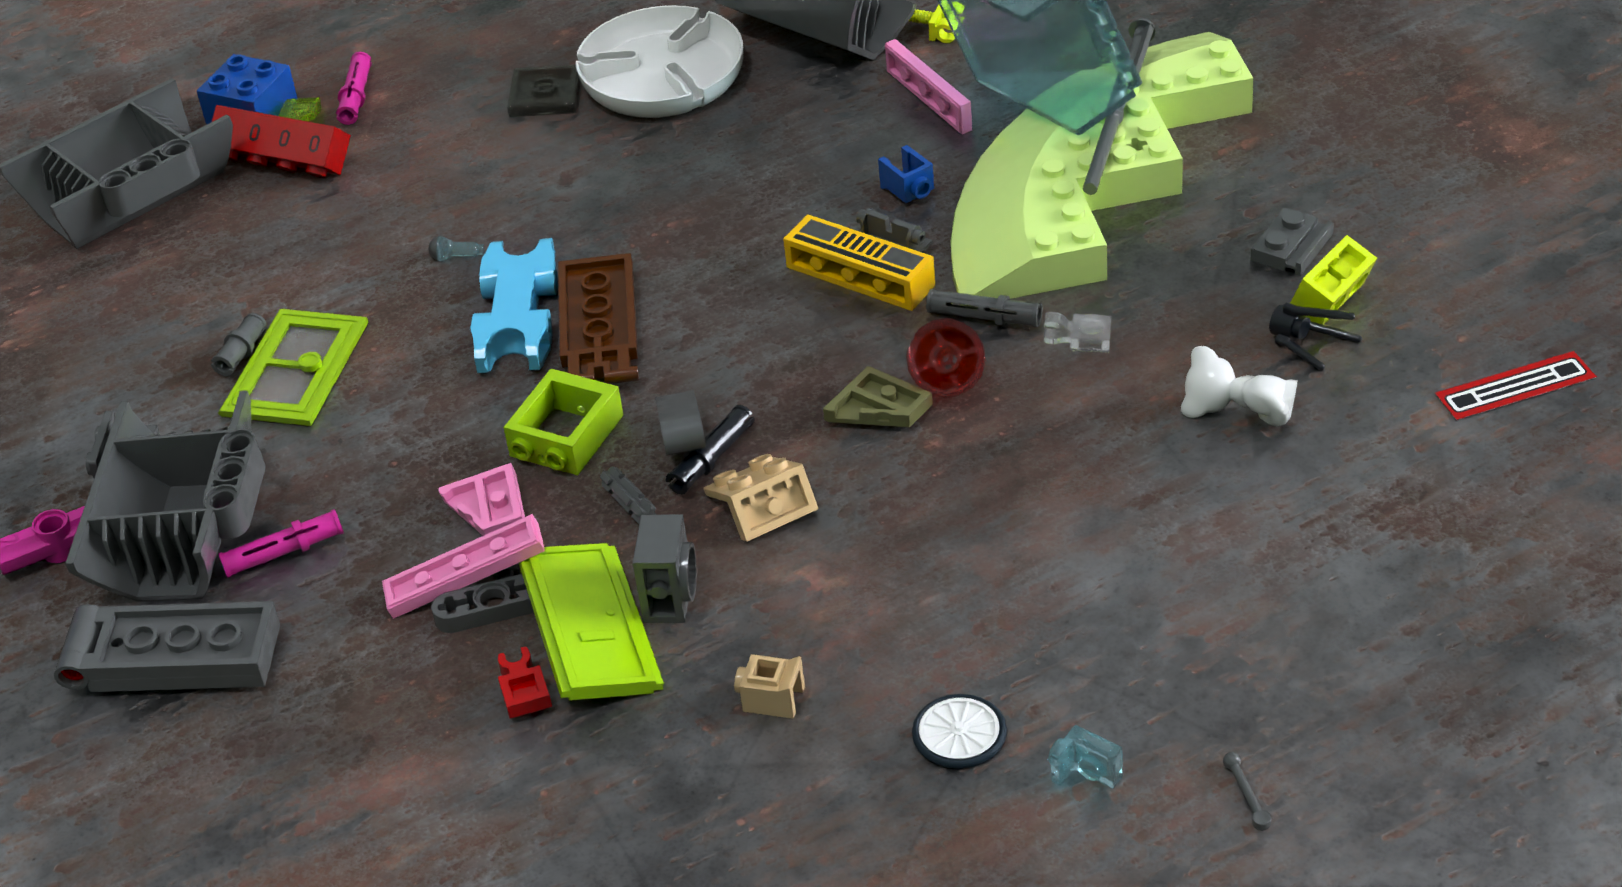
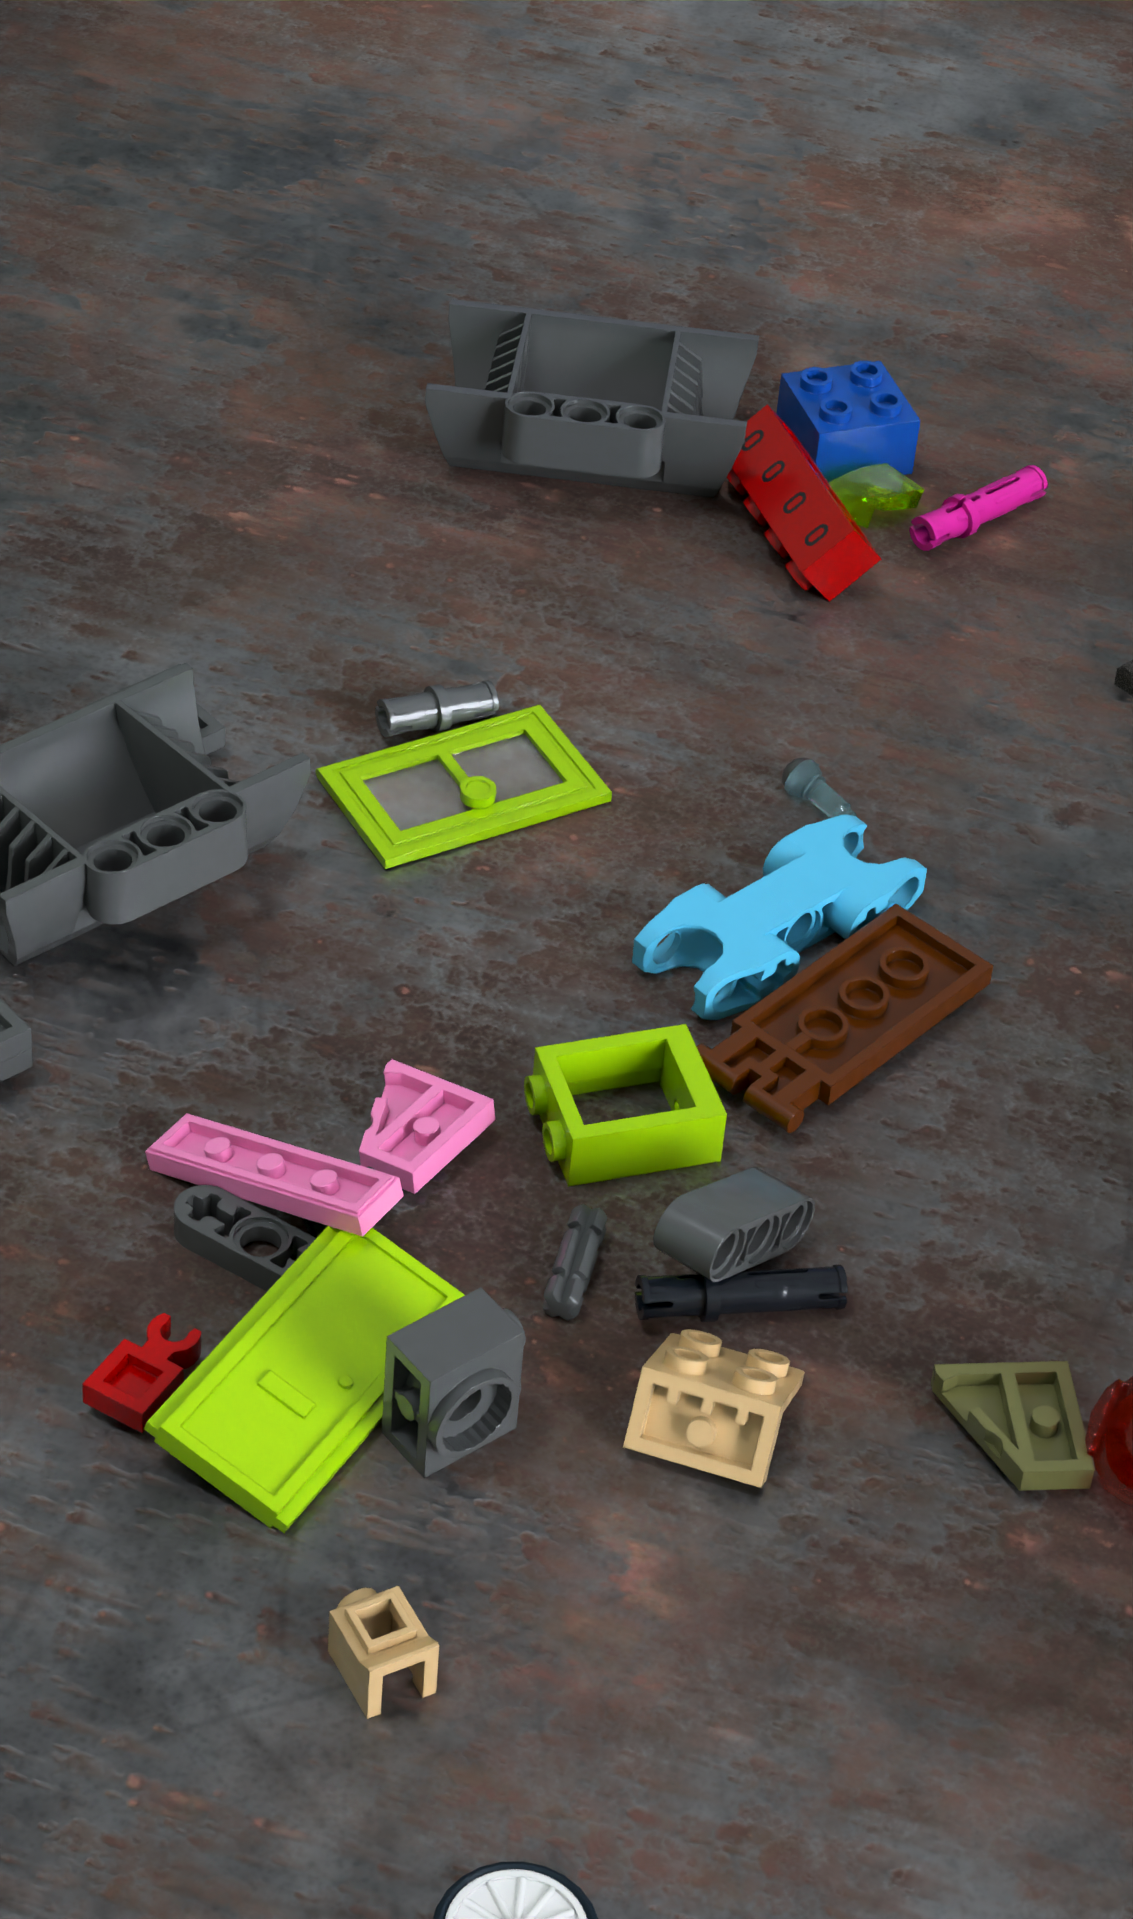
camera: 40 degrees right, 0 degrees up
(281, 543) = (179, 981): dark pink pin -> none

